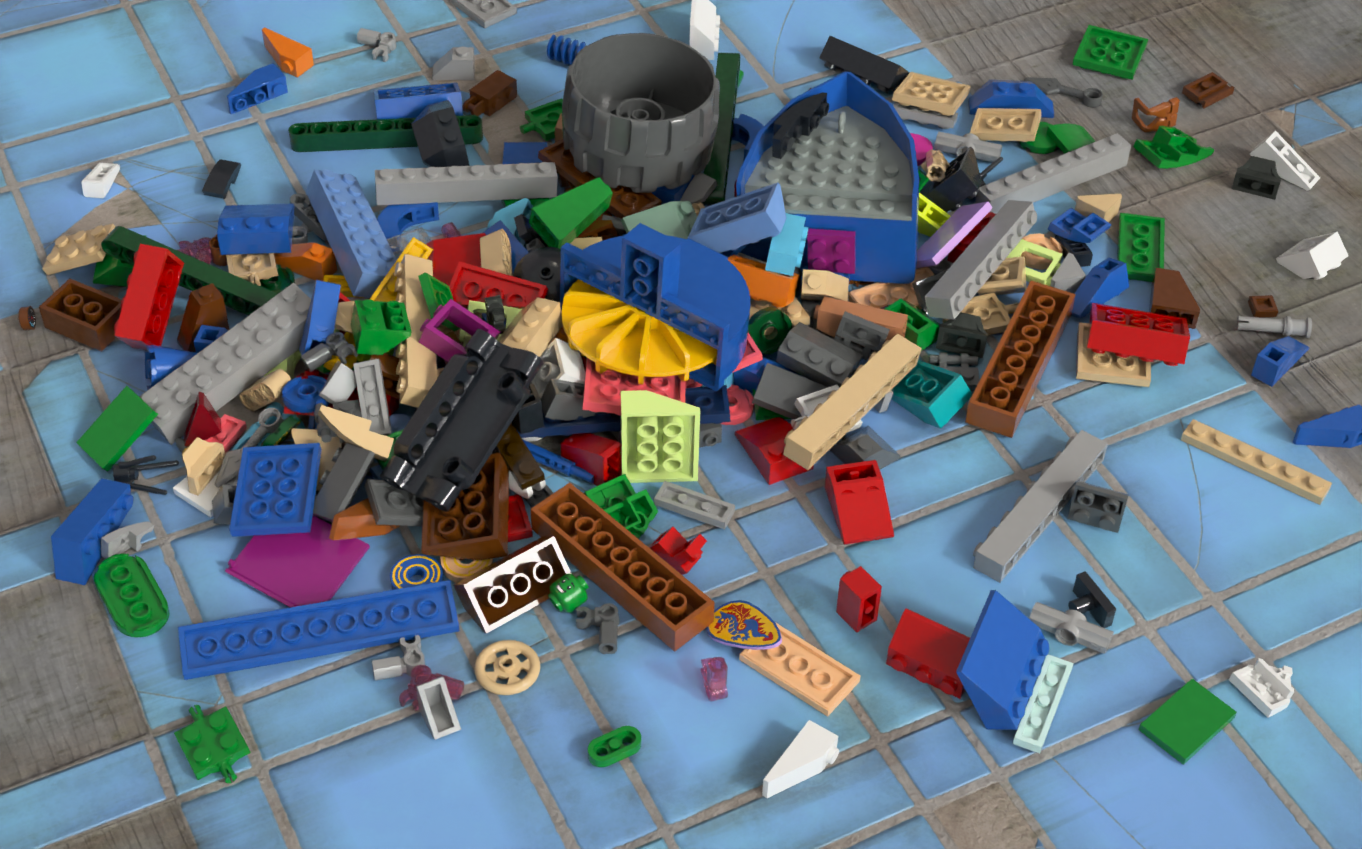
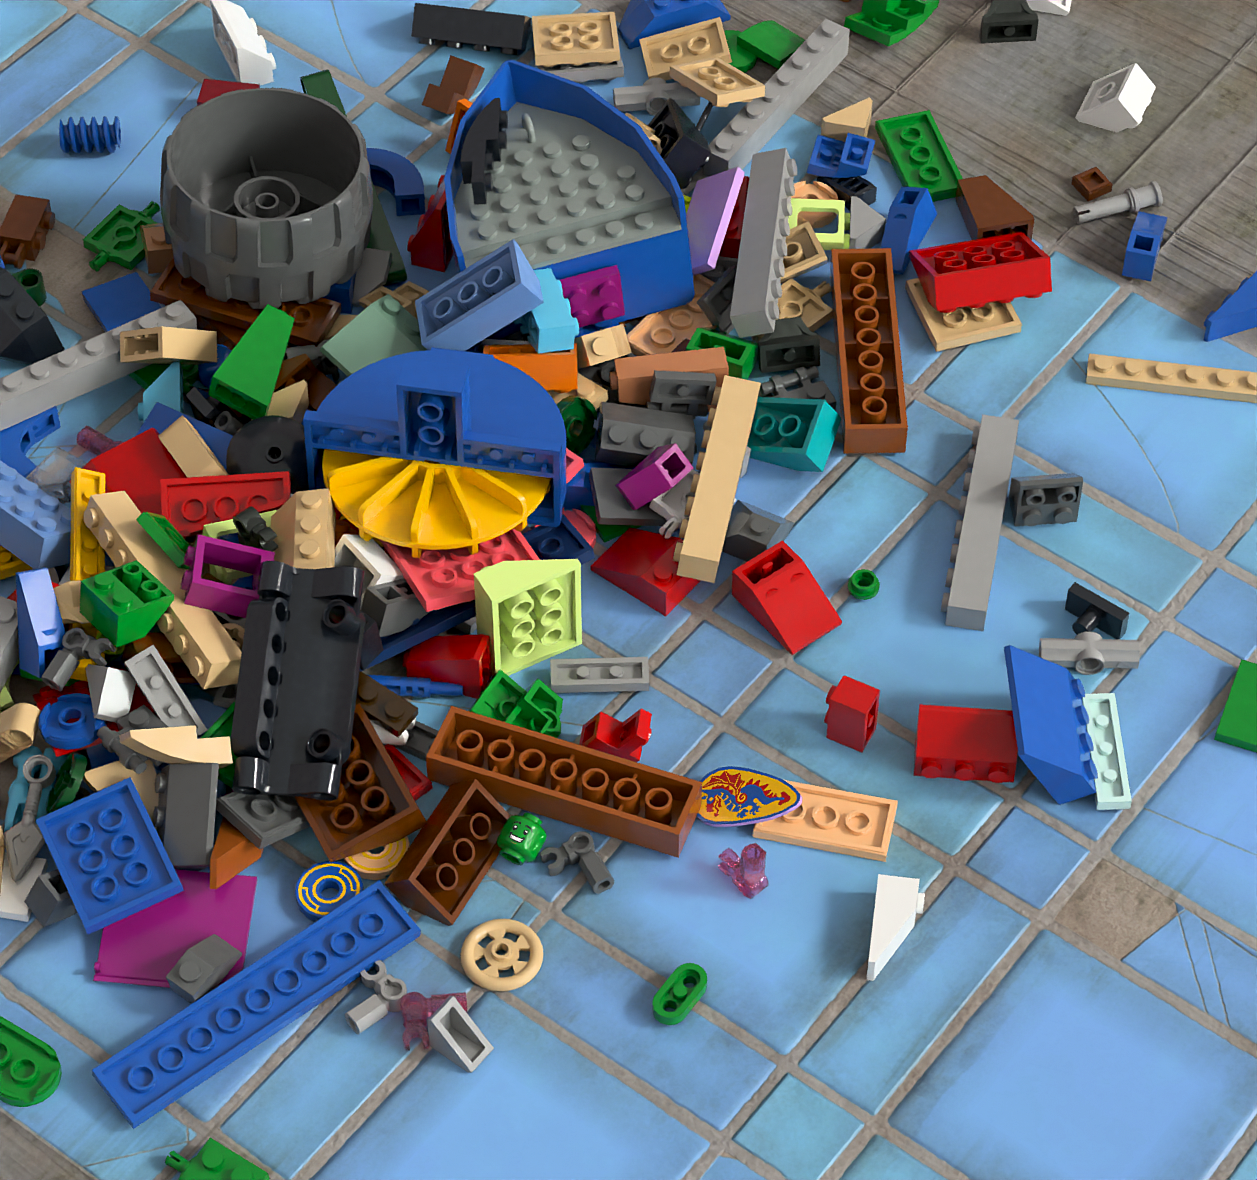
camera: 25 degrees left, 5 degrees up
(295, 589) = (202, 968): none -> dark grey slope
(524, 184) = (168, 345): none -> tan slope
(805, 382) = (654, 475): none -> magenta slope
(925, 516) = (863, 578): none -> green plate
(1011, 147) = (717, 81): none -> tan plate

